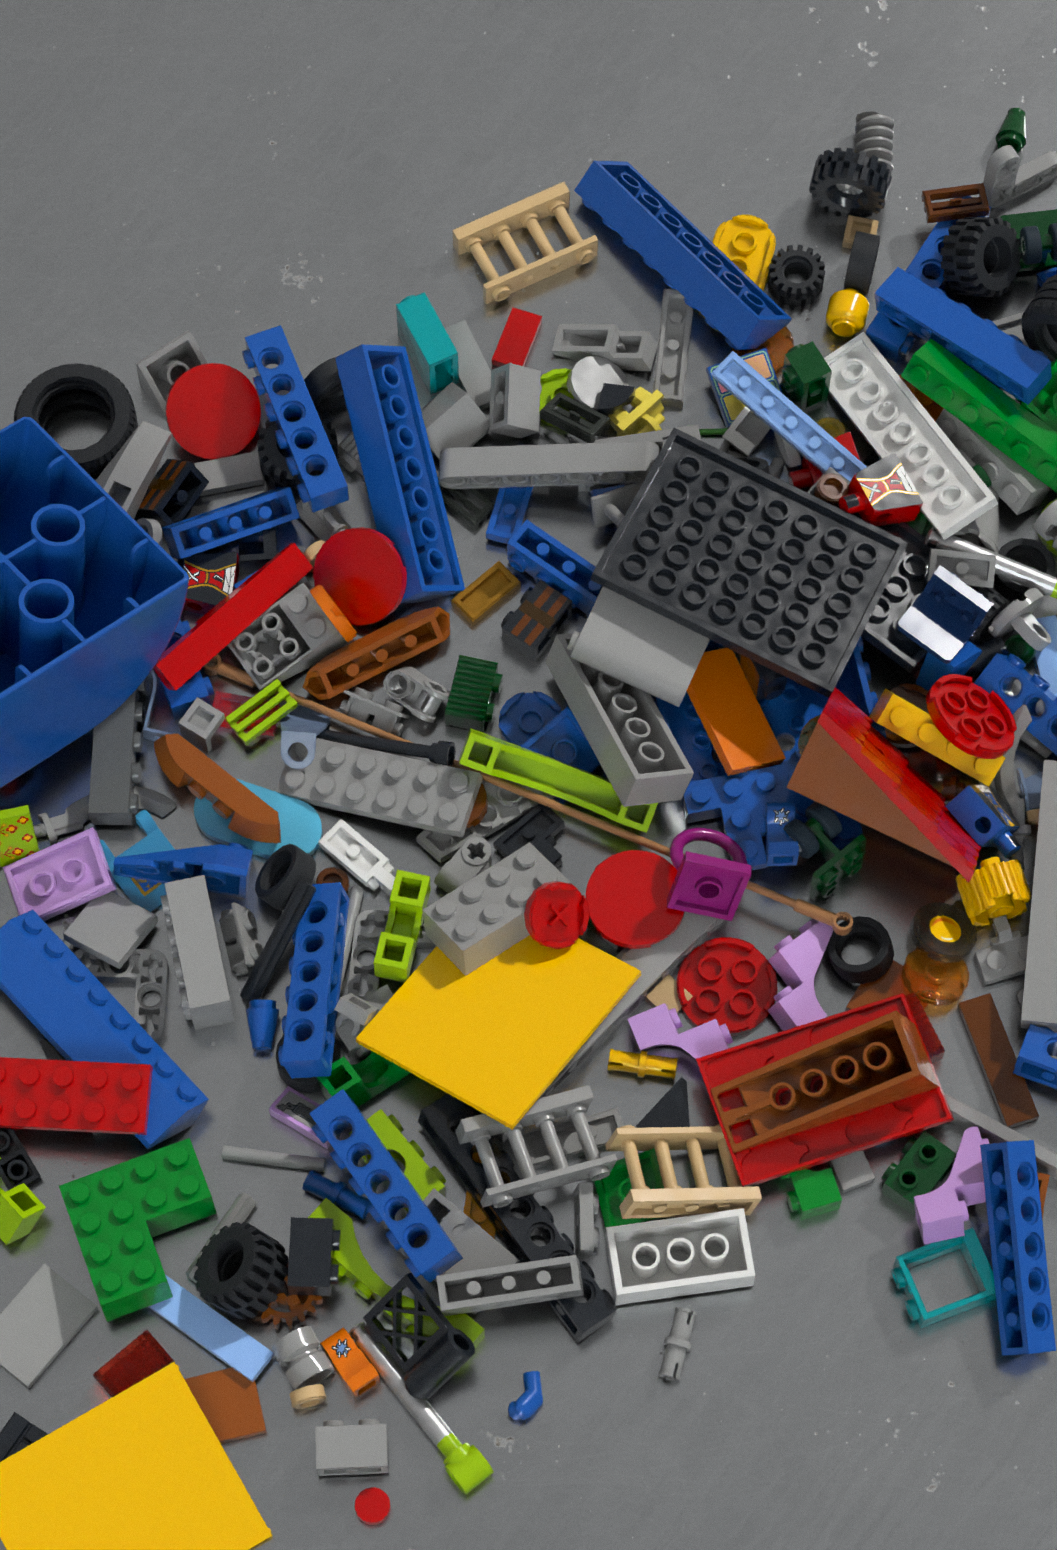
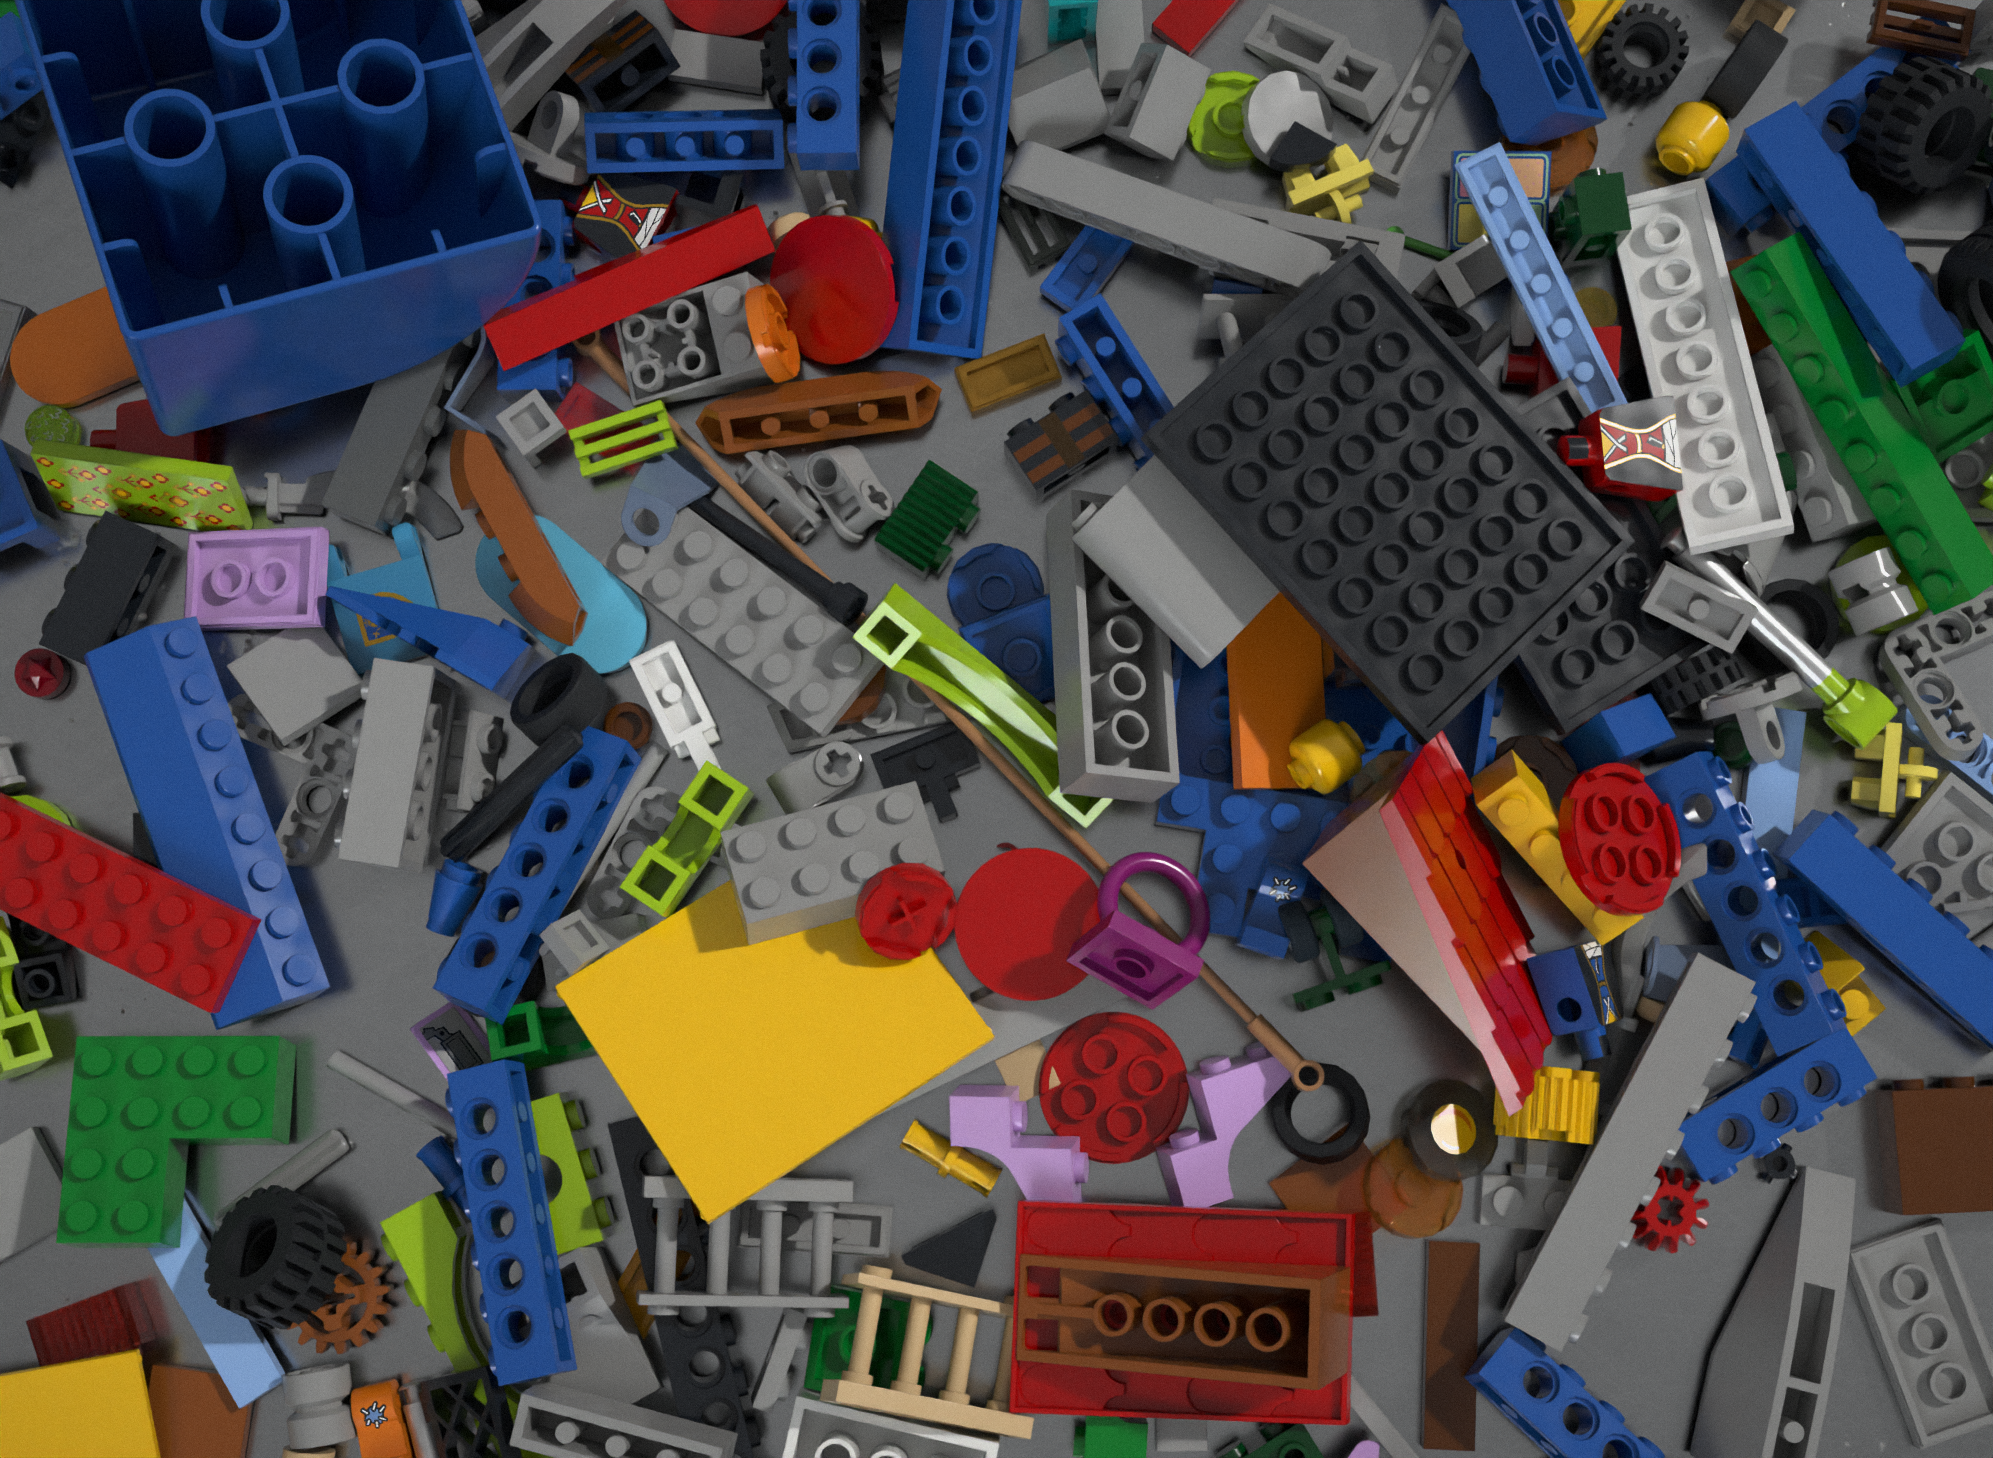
camera: 25 degrees right, 15 degrees up
(311, 1256) = (374, 1281): black brick -> none
(571, 421) = (1226, 163): pearl dark grey tile -> none
(775, 735) = (1325, 756): none -> yellow head
(831, 488) = (1556, 415): reddish brown tile -> none
(944, 615) = (1642, 675): dark blue bracket -> none
(952, 788) = (1550, 925): reddish brown plate -> none

